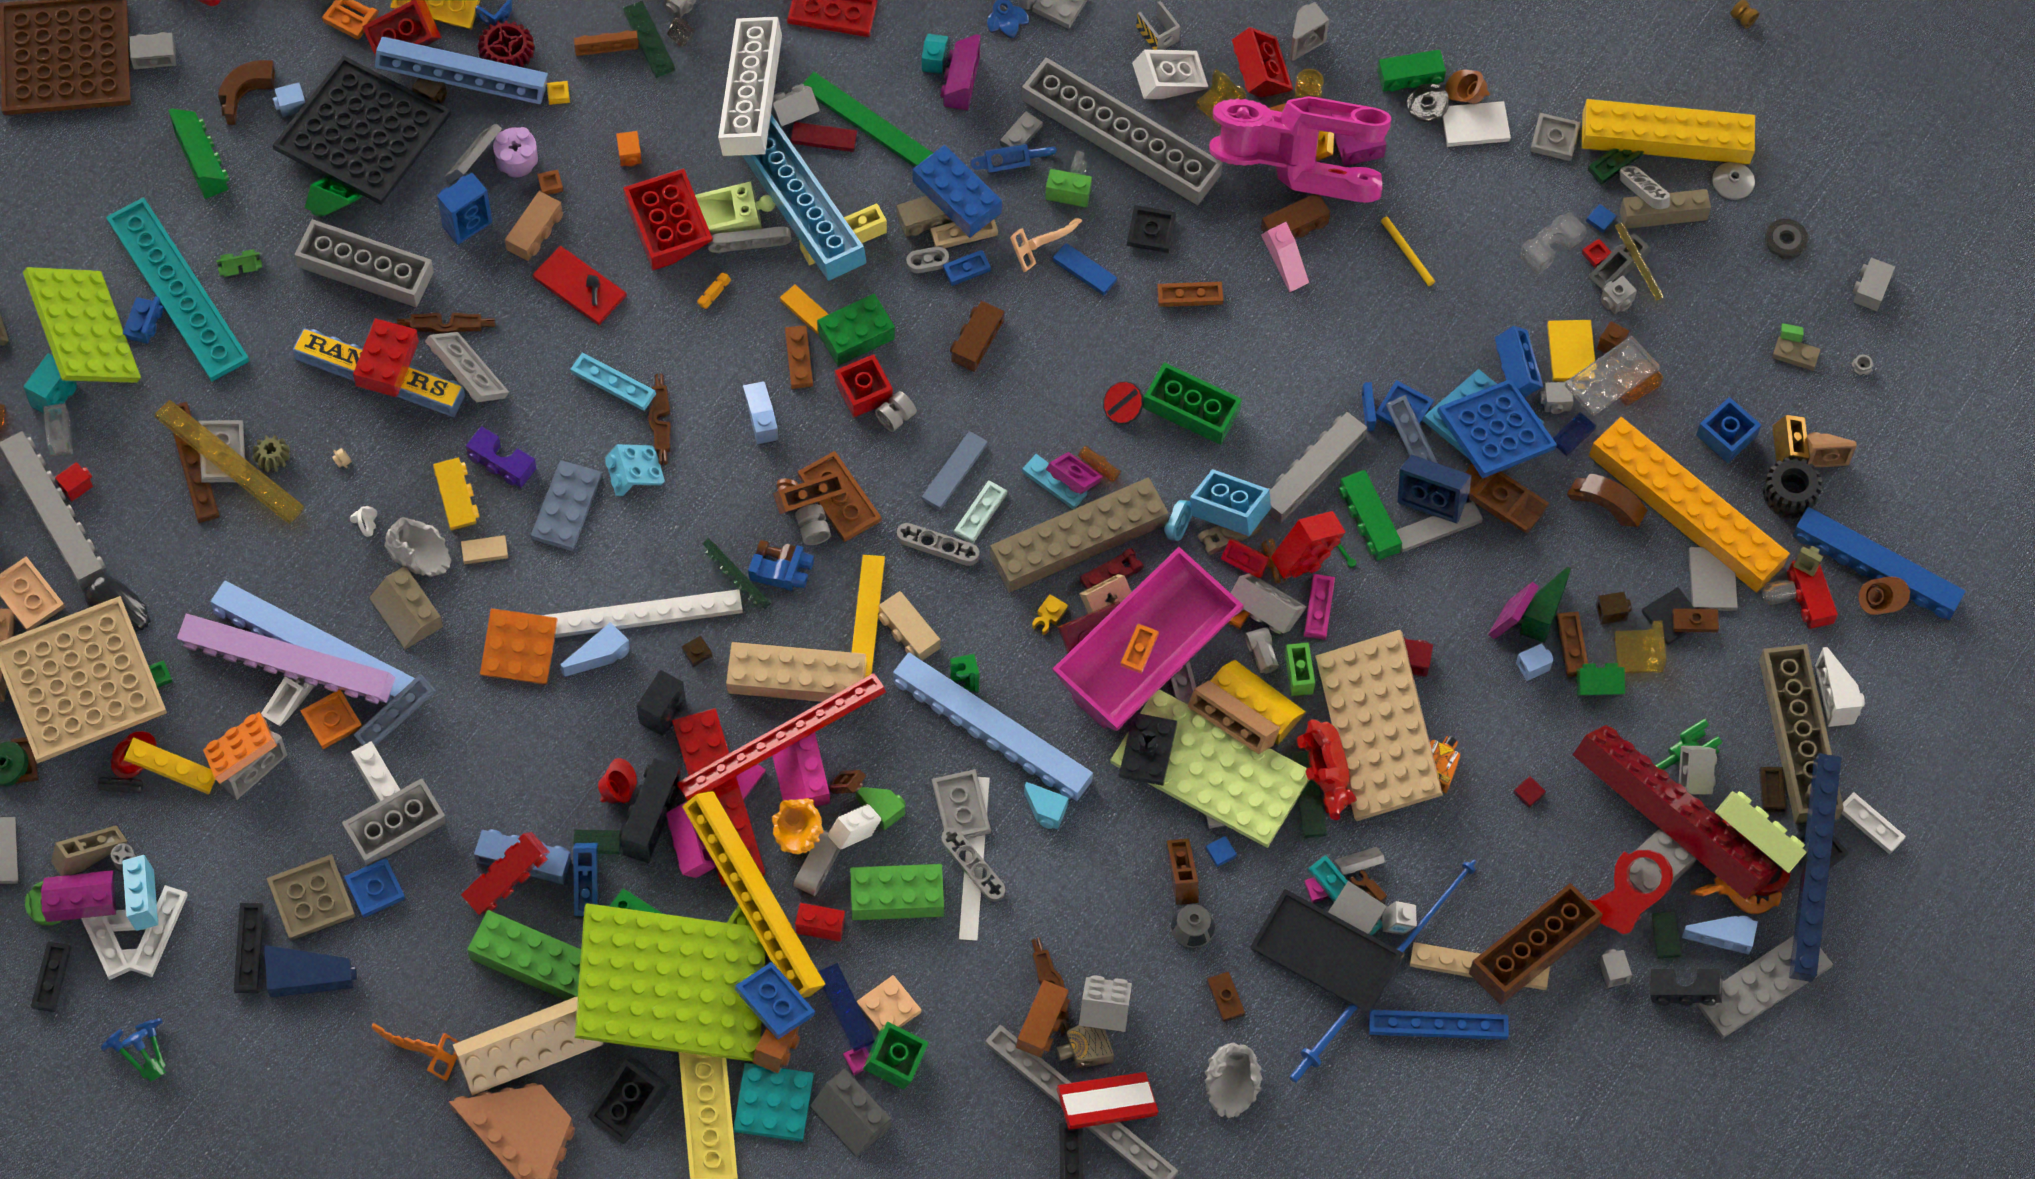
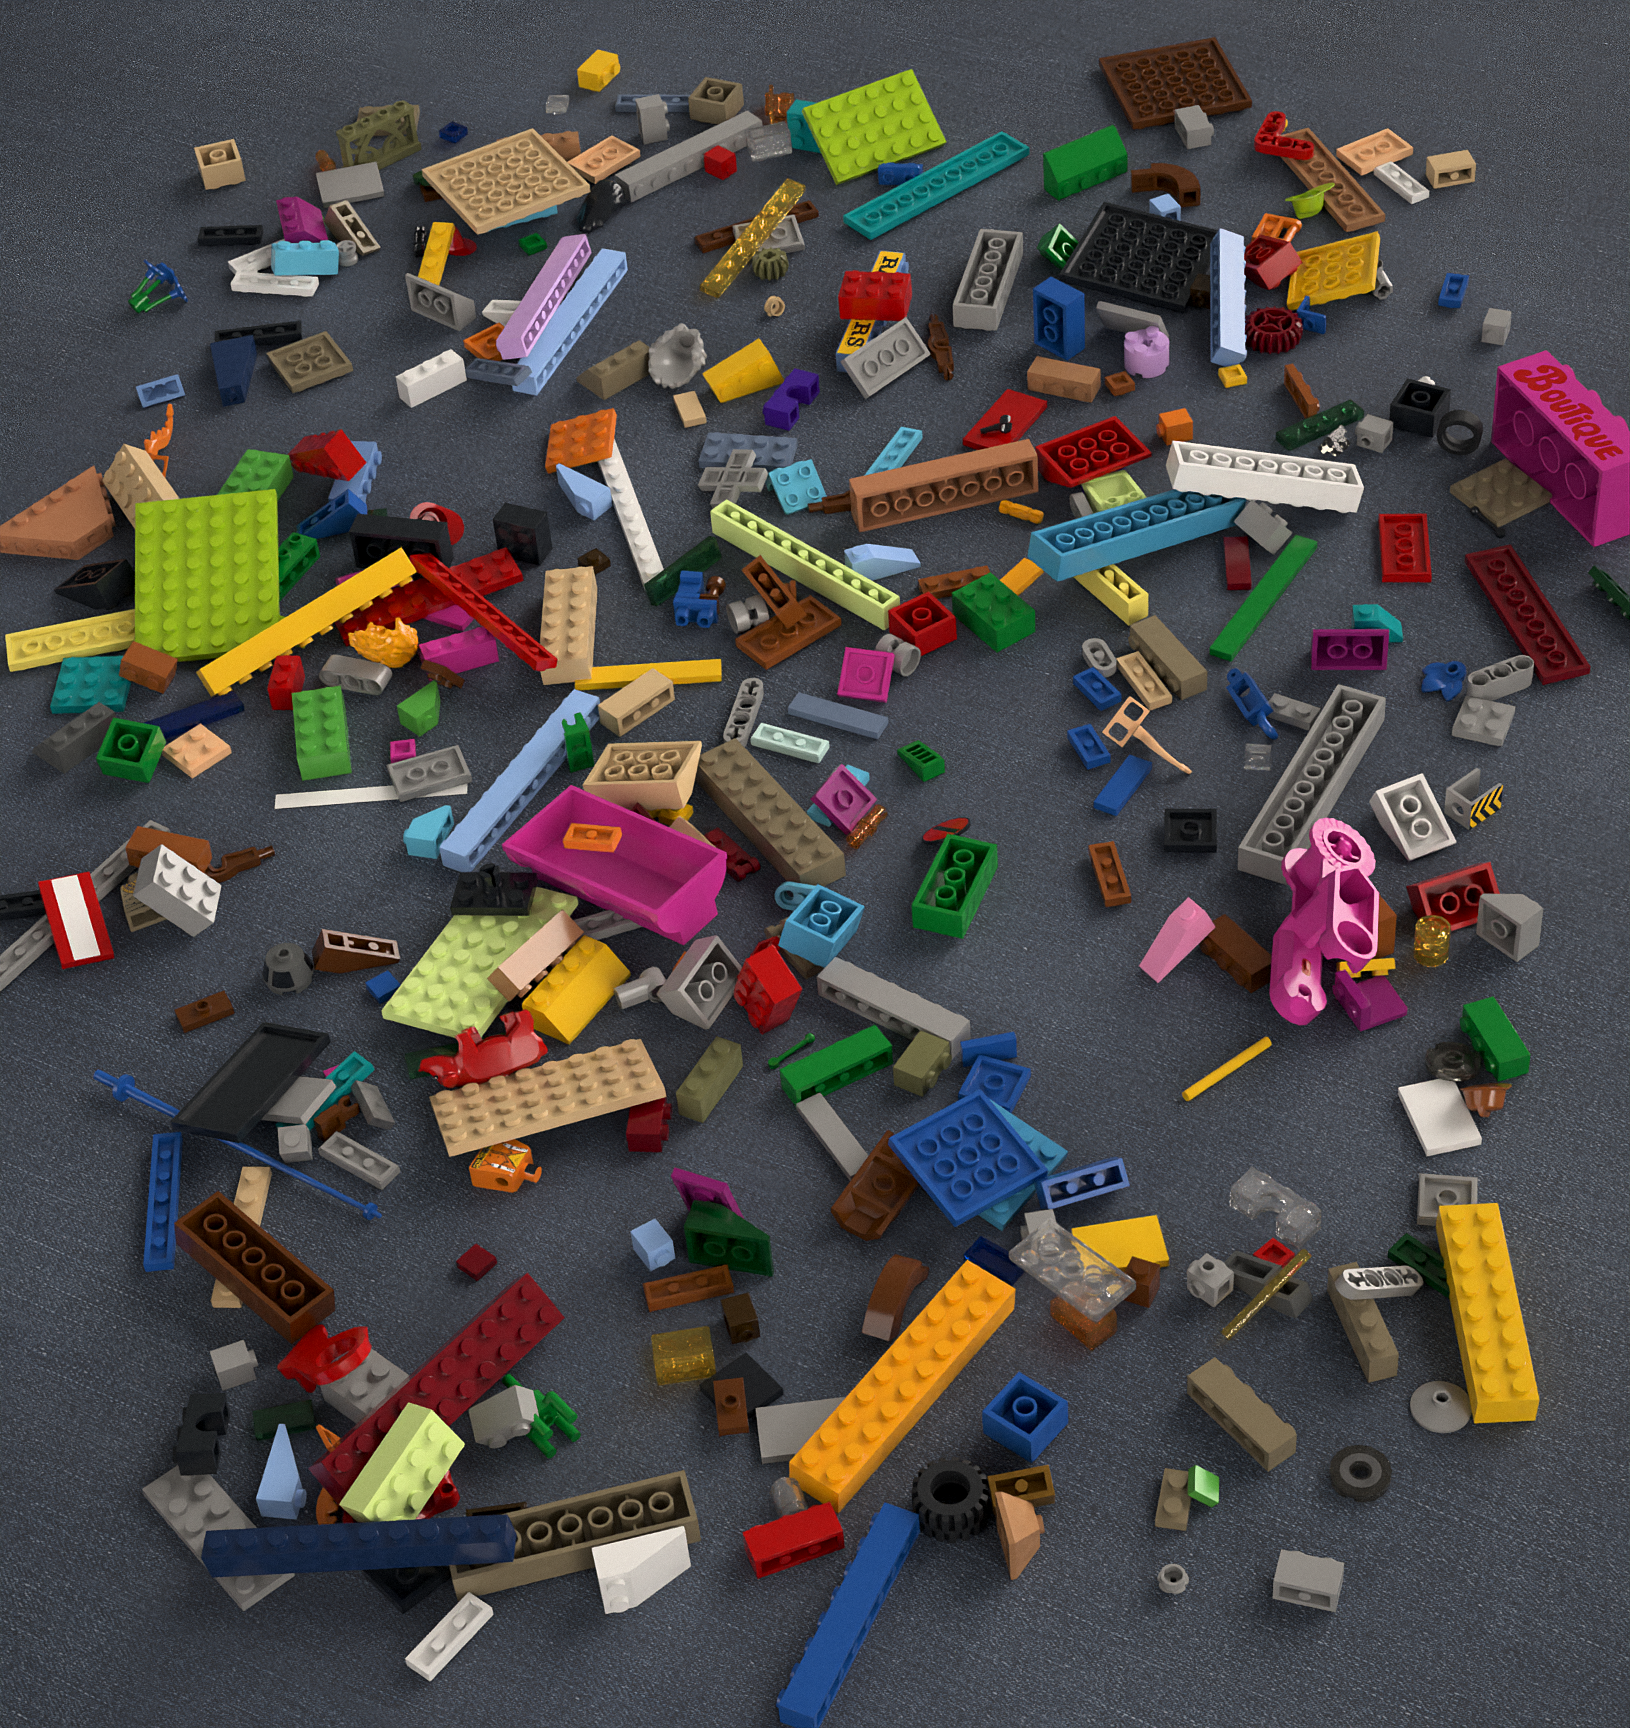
camera: 90 degrees right, 20 degrees down
(239, 747) = (449, 281): orange plate -> none
(247, 260) = (971, 212): bright green hinge -> none
(317, 1046) = (160, 391): none -> medium blue slope
(368, 515) = (715, 329): white piece -> none
(374, 887) = (320, 396): blue plate -> none
(394, 822) = (380, 389): light grey slope -> none
(617, 517) = (734, 478): none -> light grey plate
(676, 342) = (944, 485): none -> nougat brick
(757, 470) = (804, 563): none -> yellowish green brick
(774, 1000) = (188, 650): blue plate -> none
(854, 826) = (388, 683): white brick -> none
(917, 438) = (866, 674): none -> dark pink tile
(926, 827) = (402, 750): none -> dark pink tile
(957, 191) = (1178, 648): blue brick -> none
(970, 866) = (335, 805): light grey beam -> none
(977, 335) = (1009, 706): reddish brown brick -> none
(1019, 621) = (646, 773): none -> tan slope
(1021, 406) = (933, 765): none -> green slope
(1037, 285) = (1088, 746): none -> blue plate
(1068, 188) = (1223, 752): bright green brick -> none
(1220, 90) = (1392, 864): clear yellow bracket -> none
(1233, 1079) = (94, 1016): light grey hair -> none
(1299, 669) = (614, 1018): bright green brick -> none
(1319, 606) = (700, 1037): dark pink tile -> none
(1372, 606) = (709, 1079): none -> olive brick
(1377, 454) = (922, 1063): none -> olive brick
(1409, 428) = (950, 1090): sand blue tile -> none
(1412, 875) = (359, 1160): none -> light grey tile
(1433, 488) = (876, 1108): dark blue slope -> none
(1600, 680) = (630, 1311): green brick -> none
(1601, 218) = (1330, 1257): blue tile -> none
(1734, 298) = (1242, 1413): none -> dark tan brick
(1808, 560) = (827, 1511): olive tile -> none
(1884, 595) = (793, 1616): dark orange piece -> none

